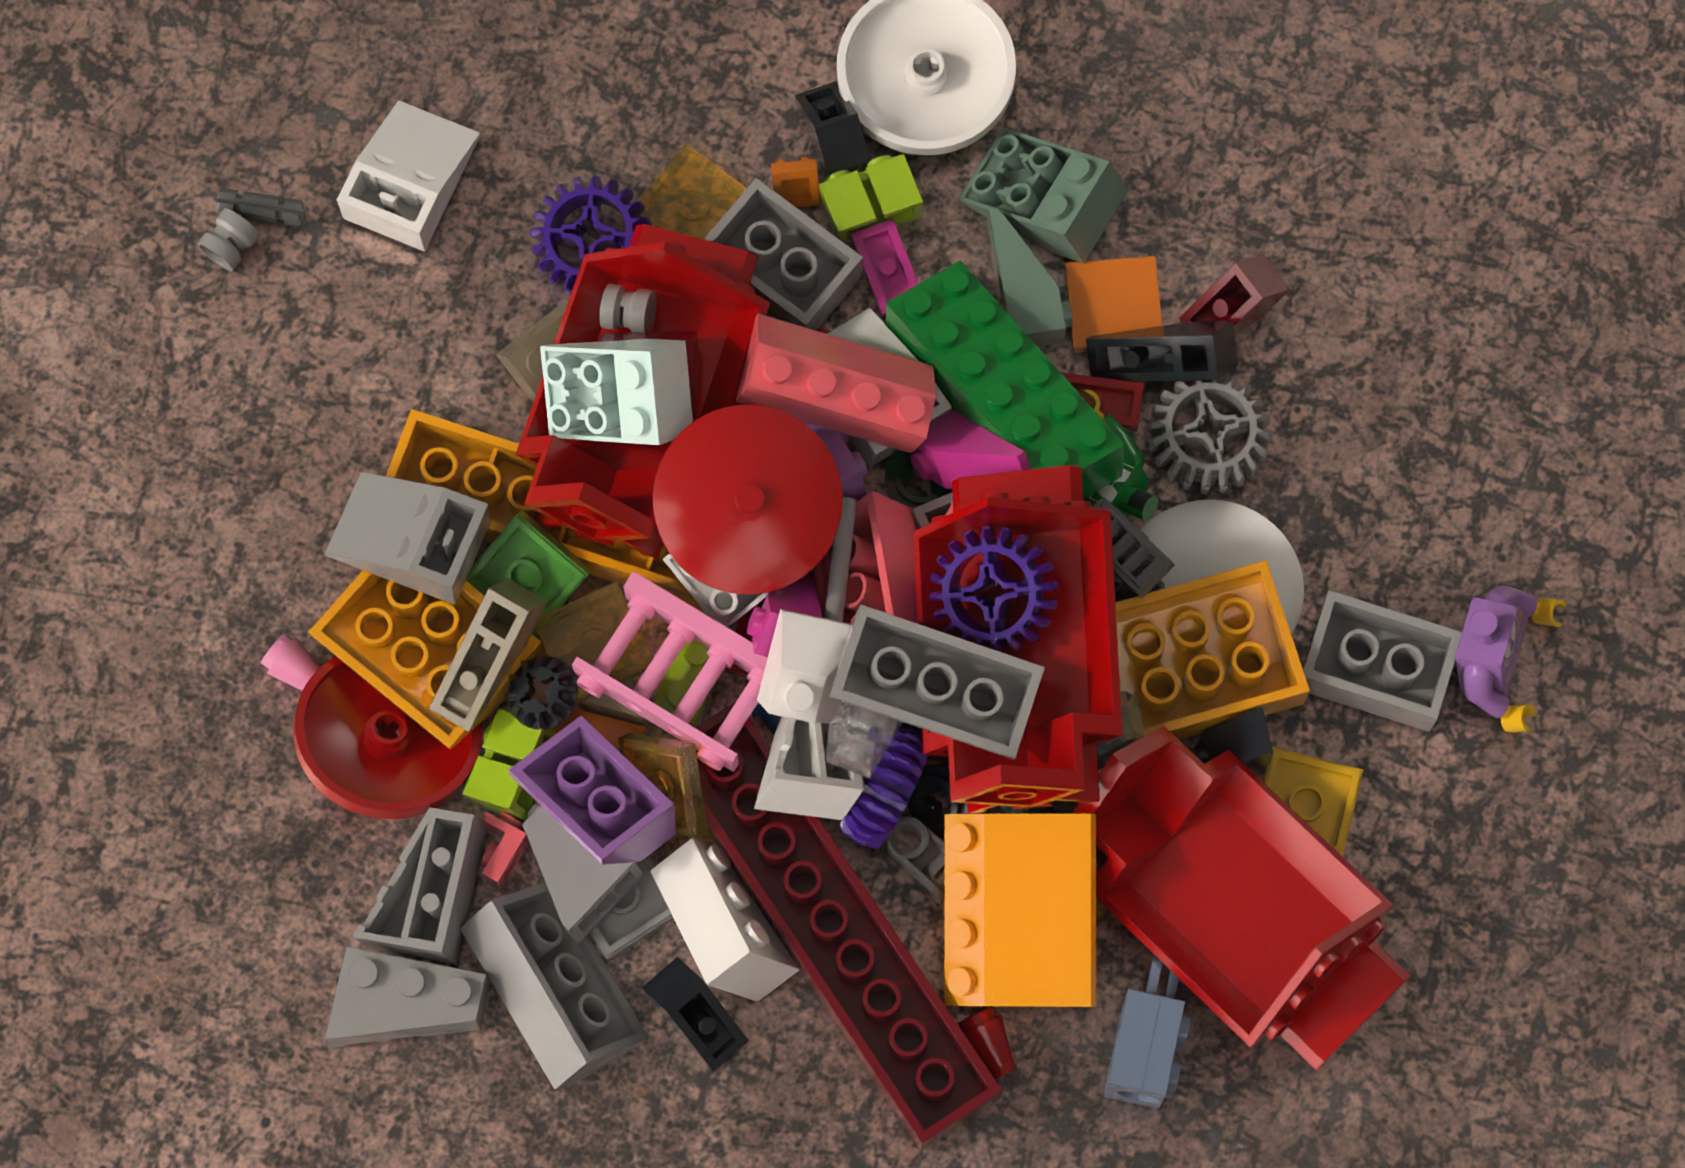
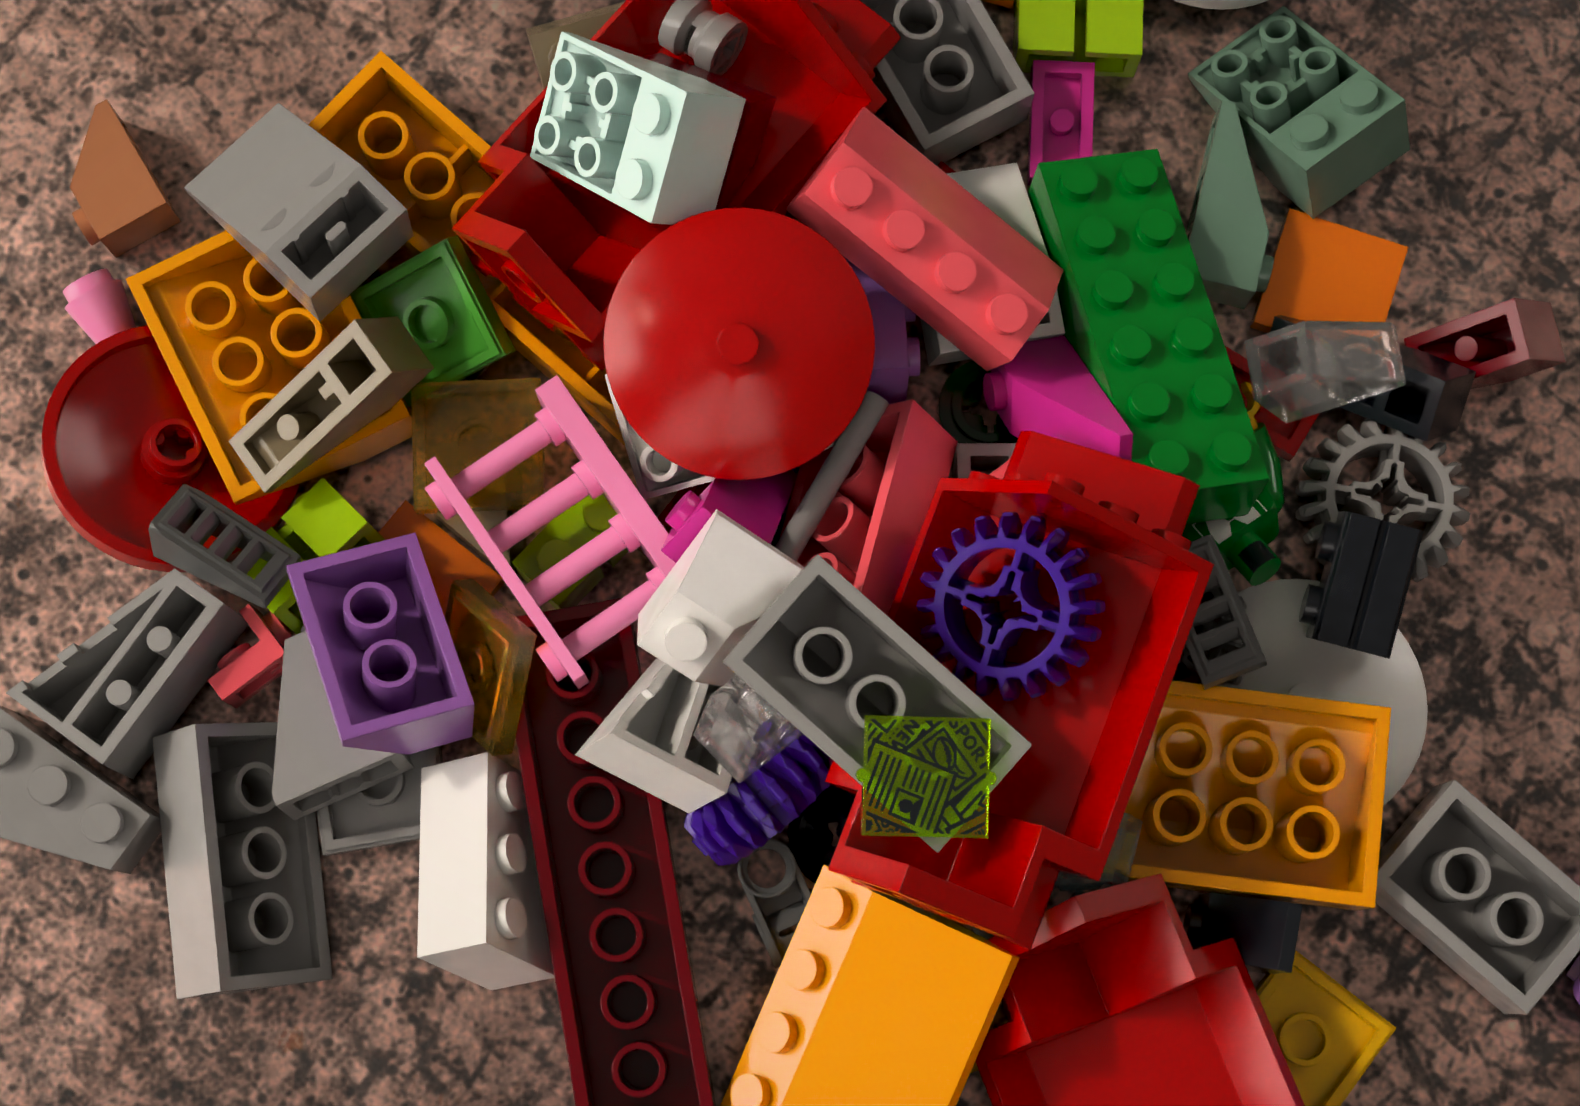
camera: 20 degrees right, 5 degrees up
(266, 577) = (117, 188): none -> nougat slope
(431, 767) = (192, 518): none -> dark grey slope
(561, 693) = (398, 495): black gear -> none
(695, 1013) = (398, 985): black slope -> none
(987, 713) = (925, 776): none -> clear neon green piece
(1129, 358) = (1322, 366): none -> clear slope
(1215, 489) = (1361, 583): none -> black brick

